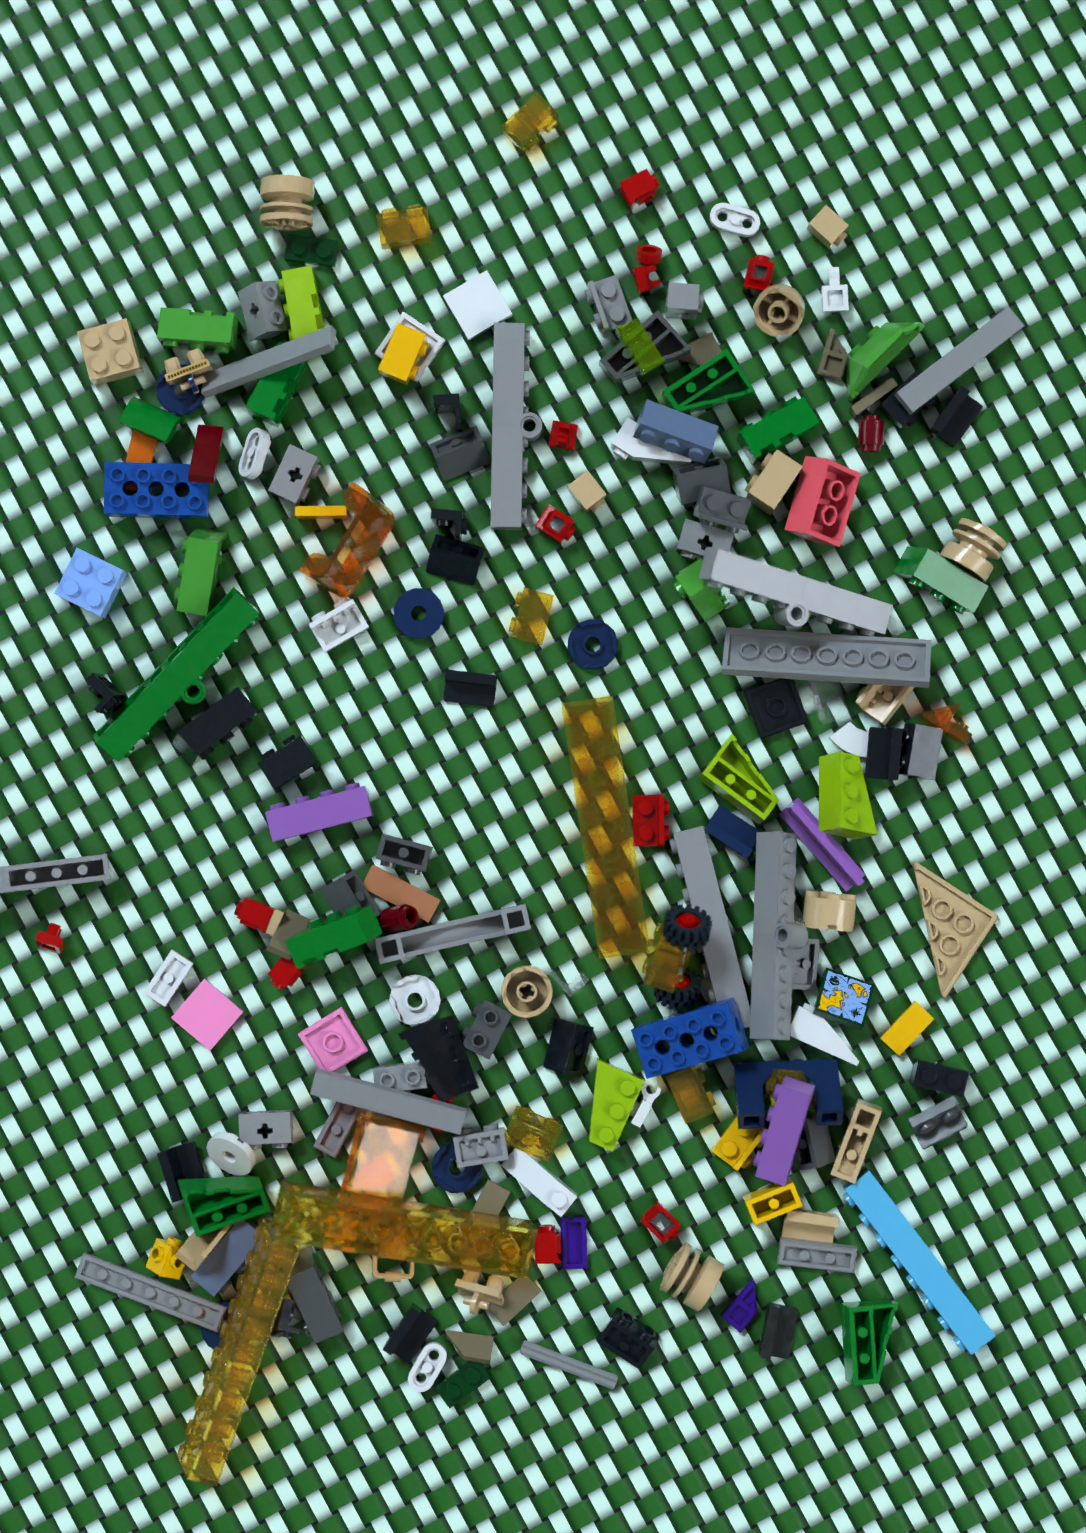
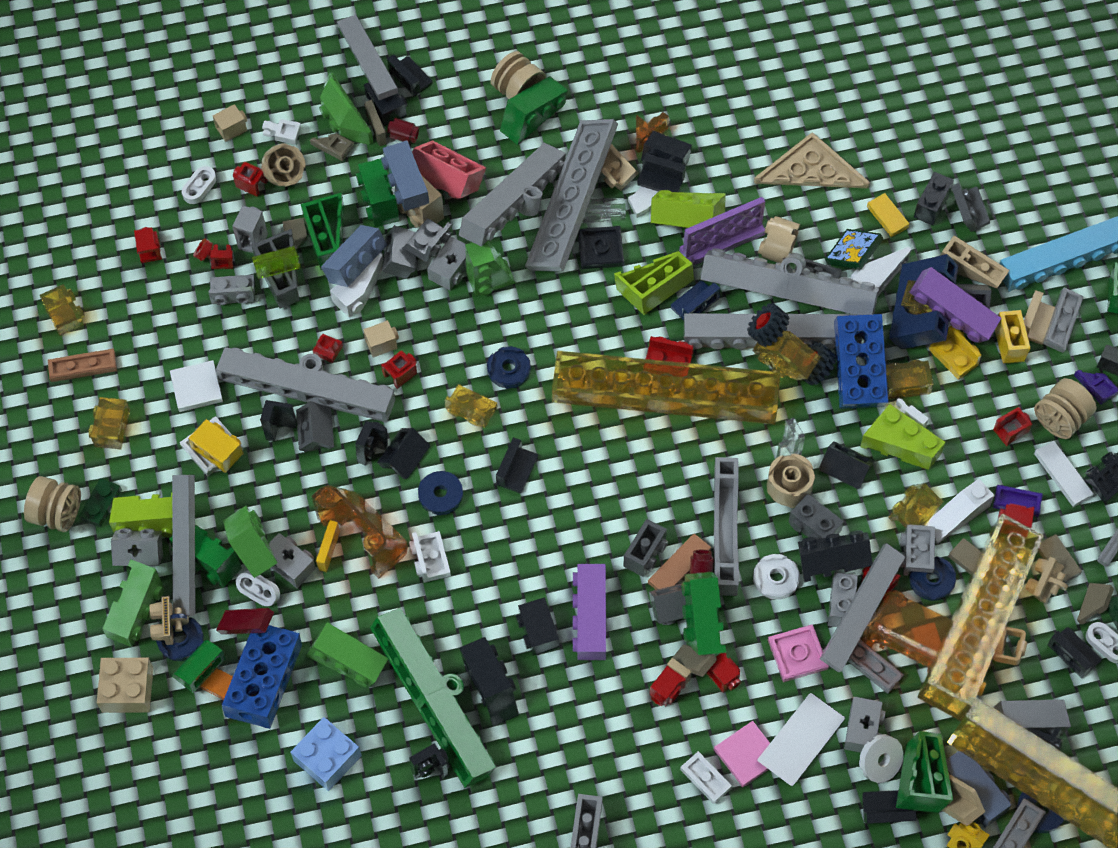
camera: 75 degrees left, 25 degrees down
(237, 1066) = (801, 739): none -> white sticker
(295, 427) = (249, 541): none -> bright green wedge
(470, 170) = (82, 365): none -> nougat tile
(619, 1287) = (1063, 473): none -> white tile
(781, 460) = (404, 176): none -> sand blue brick

